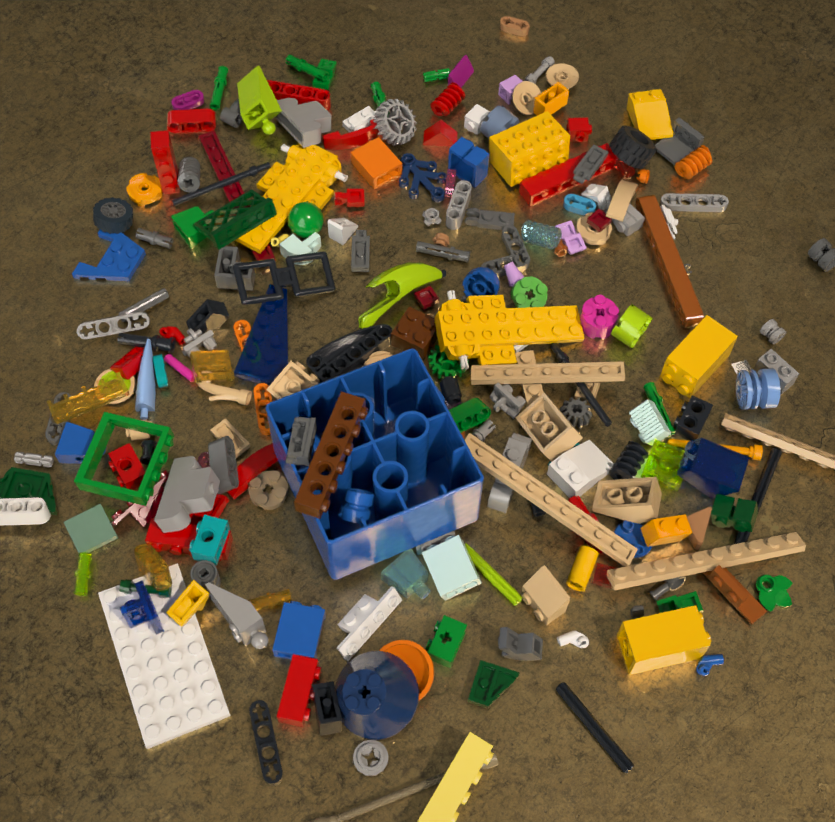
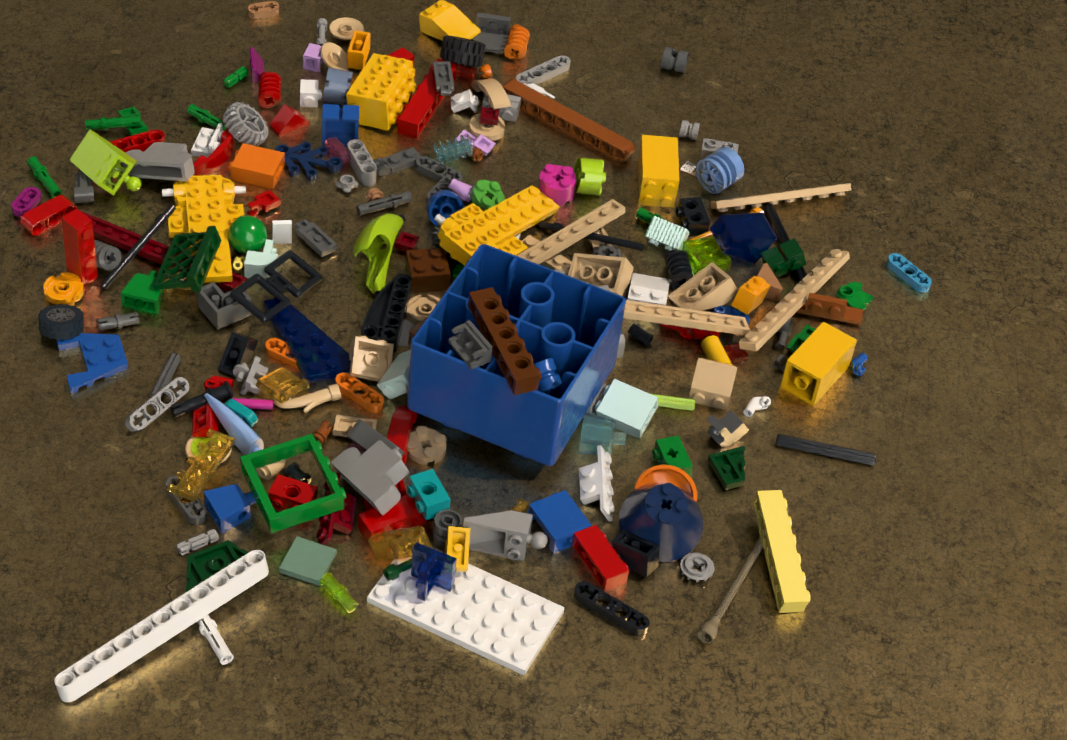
camera: 45 degrees left, 15 degrees down
(201, 427) = (322, 432): none -> dark orange pin
(579, 204) = (457, 116): dark azure beam -> none

